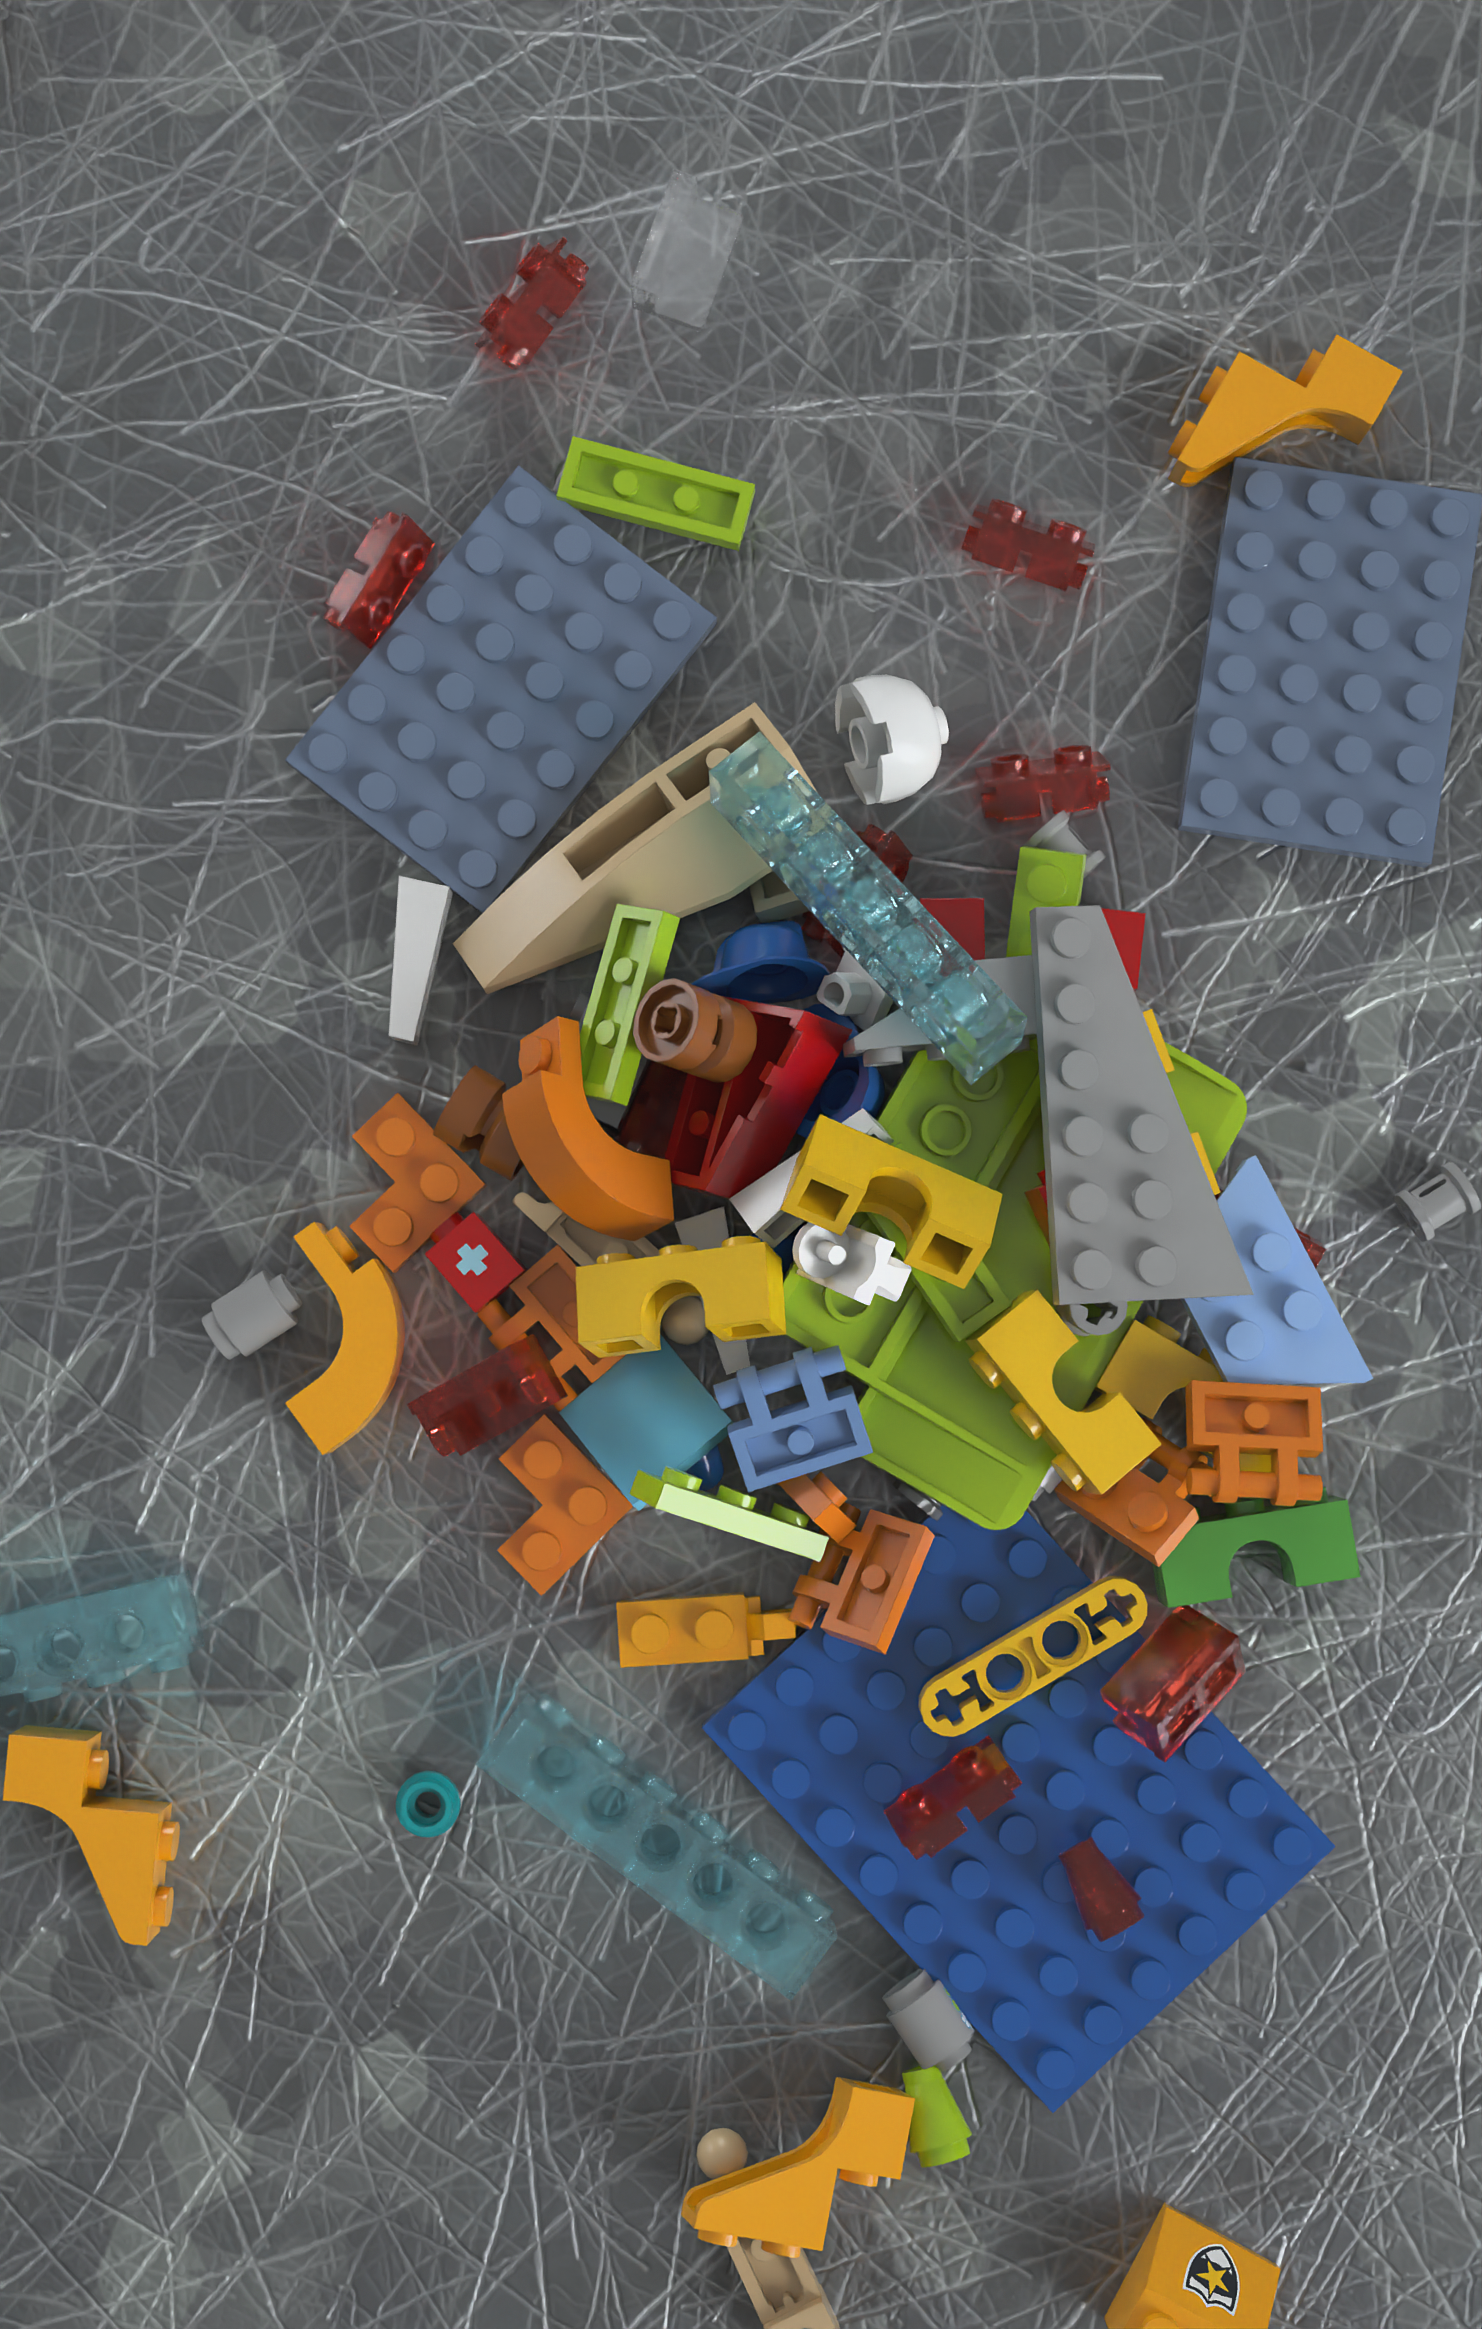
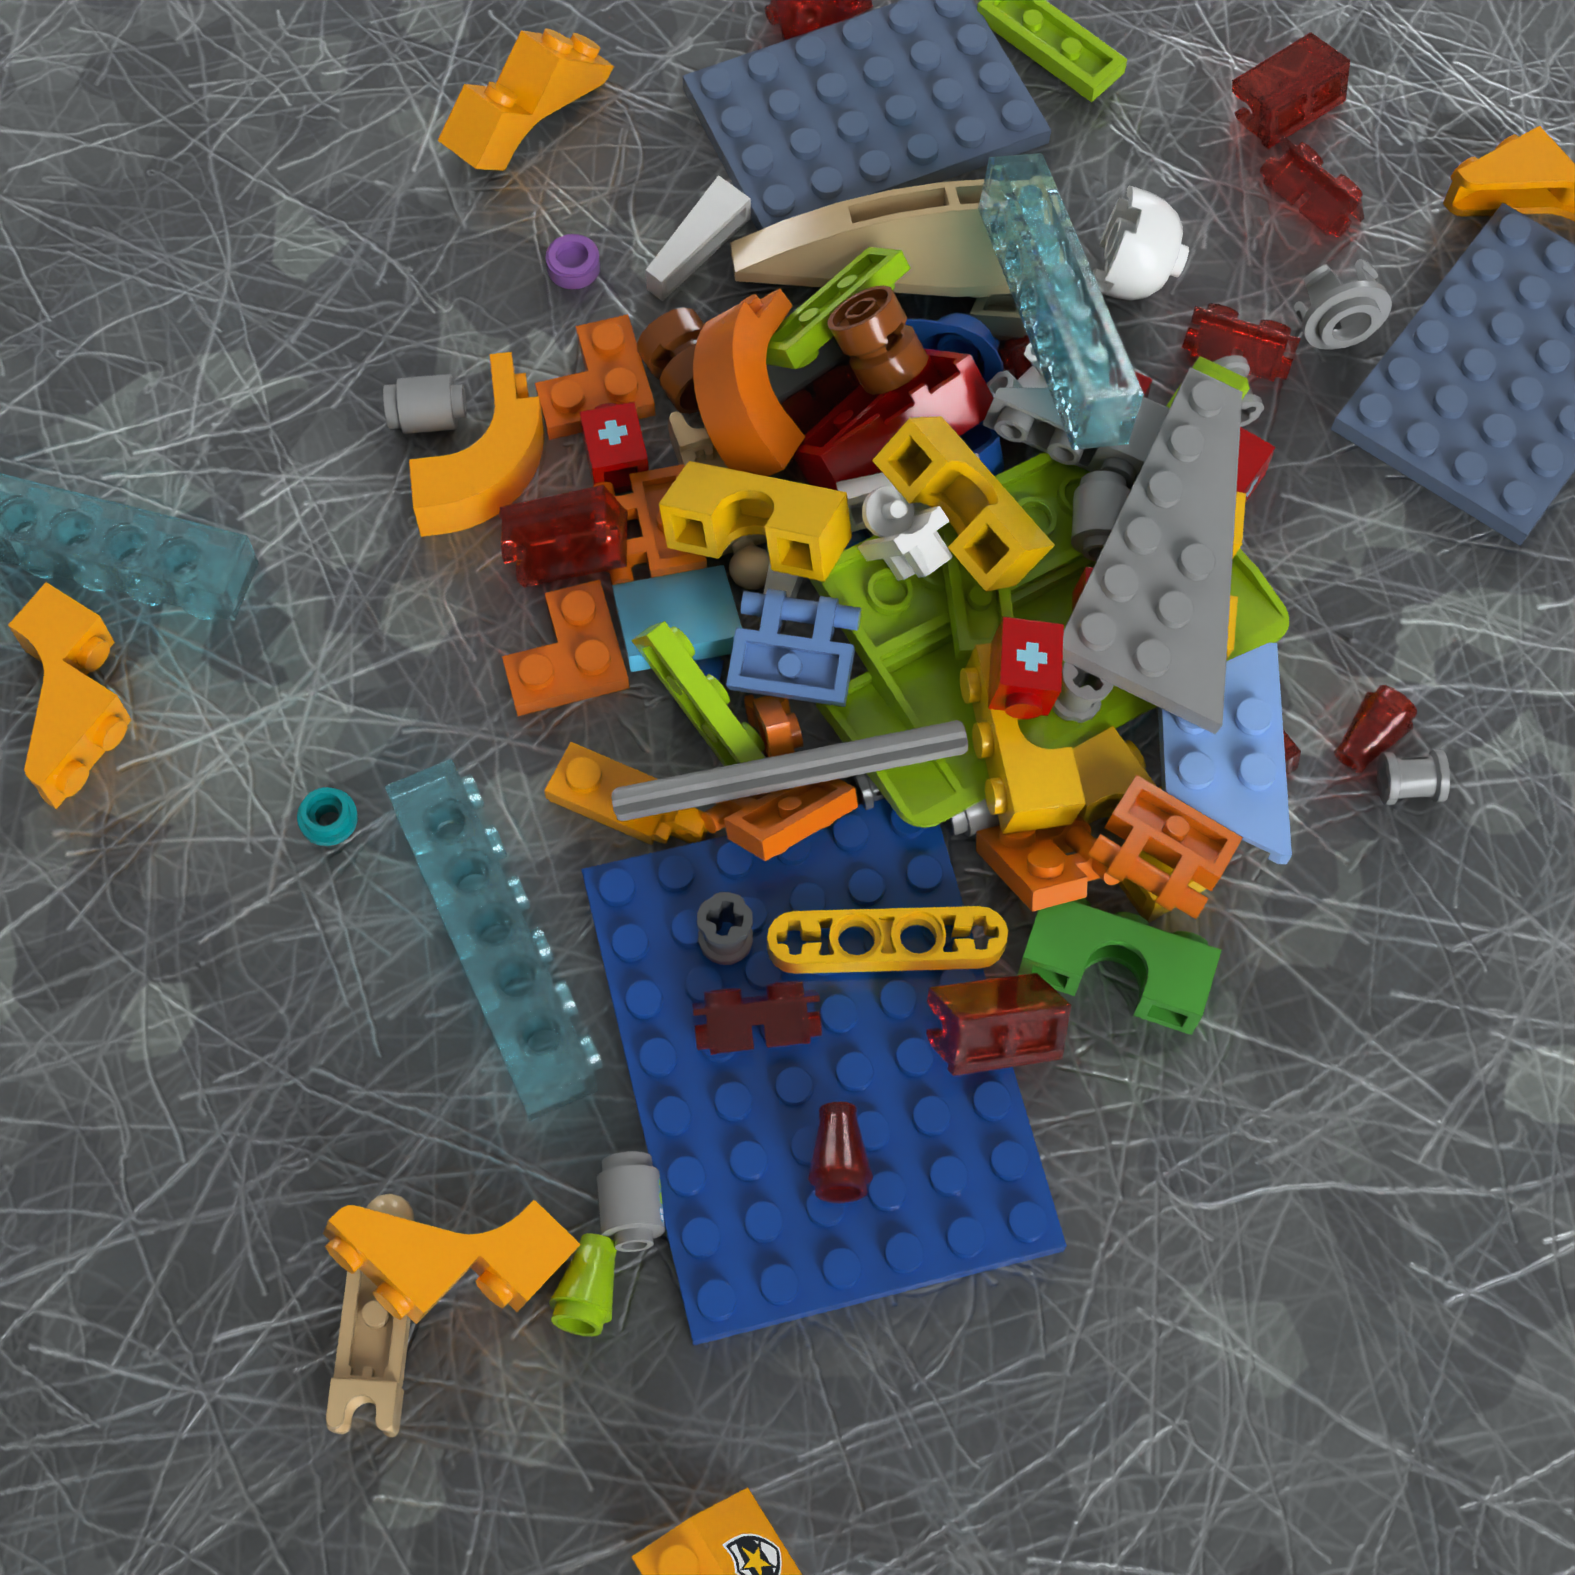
camera: 30 degrees right, 20 degrees down
(135, 878) = (535, 81): none -> light orange arch
(299, 1052) = (572, 261): none -> medium lavender tile
(857, 1545) = (790, 770): none -> light grey axle
(899, 1740) = (710, 917): none -> dark grey bush
(946, 425) = (1291, 89): none -> clear red hinge
(1014, 1104) = (1096, 510): none -> light grey brick
(1045, 1354) = (1025, 667): none -> red brick
(1137, 700) = (1358, 306): none -> light grey piece
(1378, 1166) = (1376, 726): none -> clear red cone

